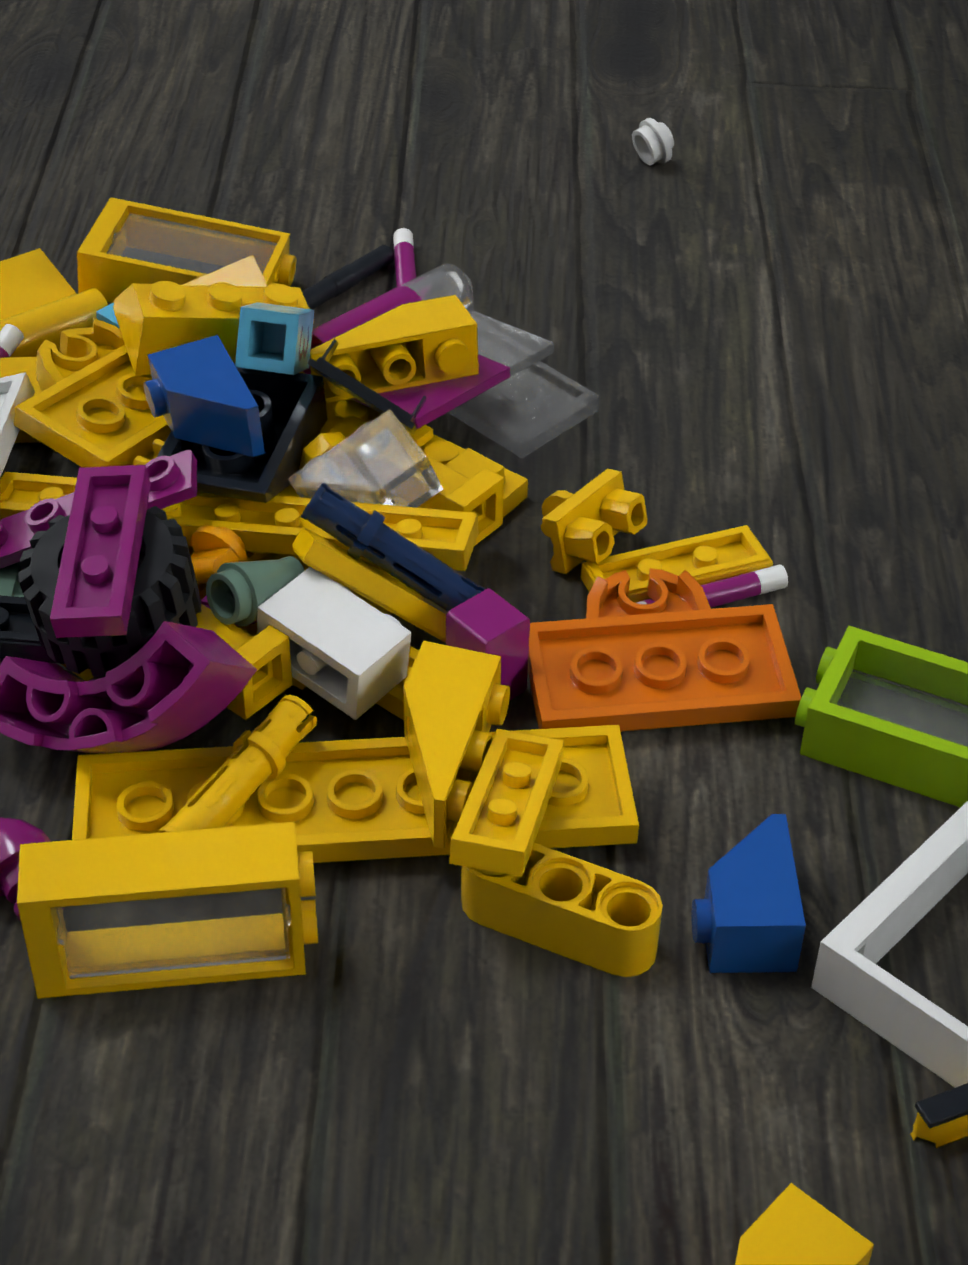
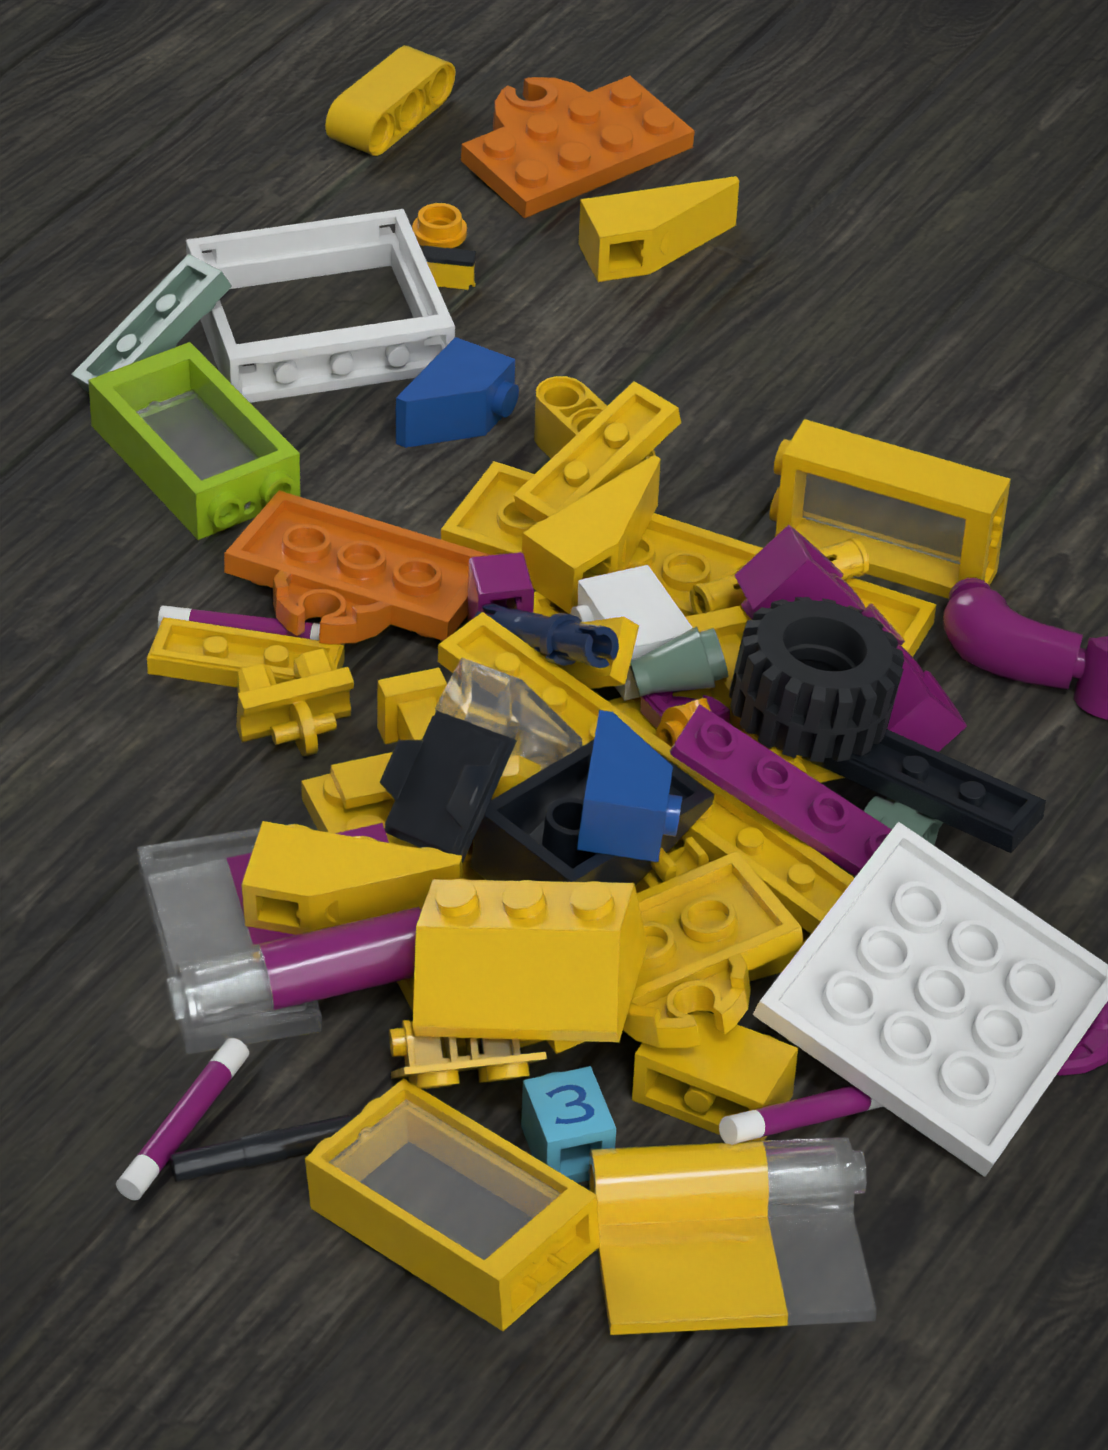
camera: 150 degrees left, 0 degrees up
(101, 552) = (829, 612): magenta plate -> none
(274, 338) = (504, 832): medium azure brick -> none

